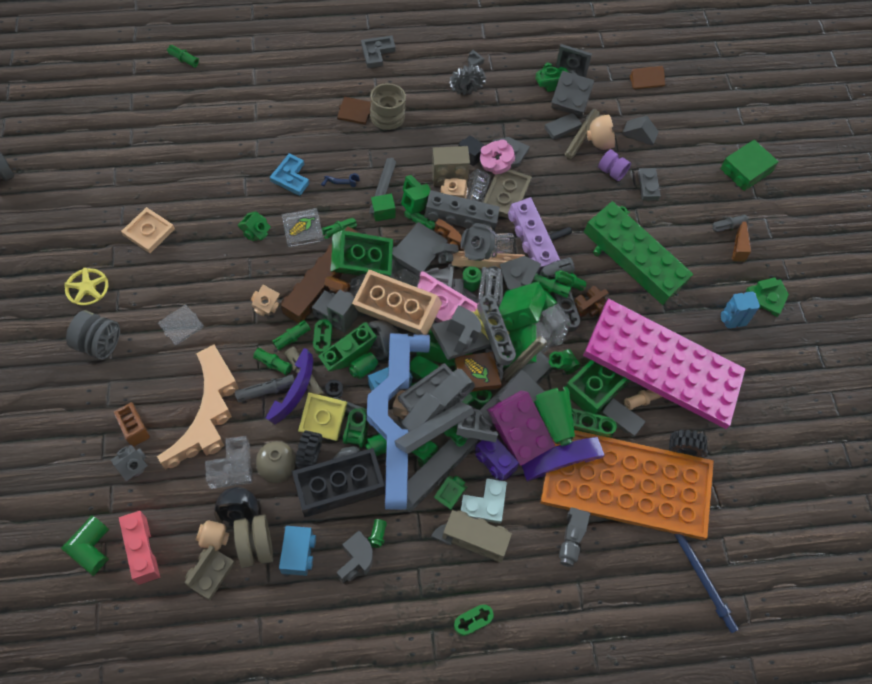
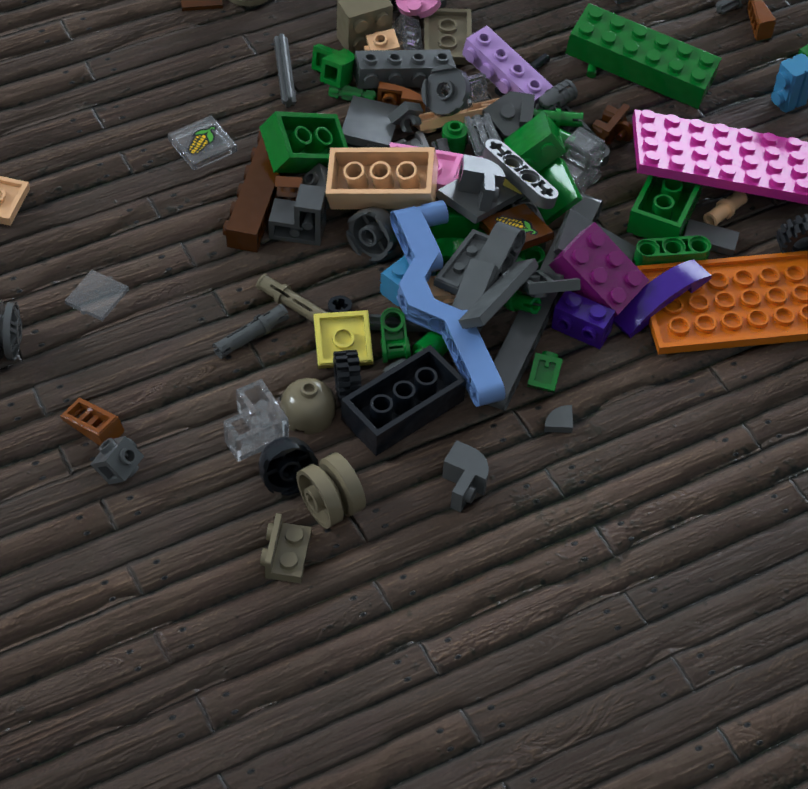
camera: 20 degrees left, 10 degrees down
(81, 545) = (102, 576): green brick -> none
(138, 550) = (171, 534): coral arch -> none
(212, 412) = (198, 399): light nougat arch -> none
(212, 534) = (266, 503): light nougat head -> none
(254, 226) = (141, 154): green brick -> none
(268, 294) = (201, 232): light nougat brick -> none
(272, 361) = (244, 299): green pin -> none
(281, 410) = (287, 343): dark purple slope -> none
(287, 176) = (153, 91): dark azure plate -> none
(291, 335) = (253, 264): green pin -> none
(296, 550) = (387, 490): dark azure brick -> none
(318, 336) = (300, 255): green beam -> none
(338, 226) = (250, 129): green axle -> none
(348, 348) = (341, 251): green slope -> none
(352, 178) = (241, 75): dark blue piece -> none
(363, 365) = (364, 269): green brick -> none
(377, 534) = (477, 440): green pin -> none
(383, 207) = (302, 90): green panel -> none
(425, 452) = (493, 335): green bracket -> none
(471, 615) = (636, 494): green beam -> none
(477, 535) = (602, 407): dark tan brick -> none
(491, 506) = (597, 377): light aqua plate -> none
(524, 358) = (570, 191): dark tan axle -> none
(556, 414) = (638, 242): green cone -> none
(564, 360) = (614, 194): green piece -> none
(570, 280) = (577, 104): green axle -> none
(574, 533) = (714, 365): dark grey piece -> none

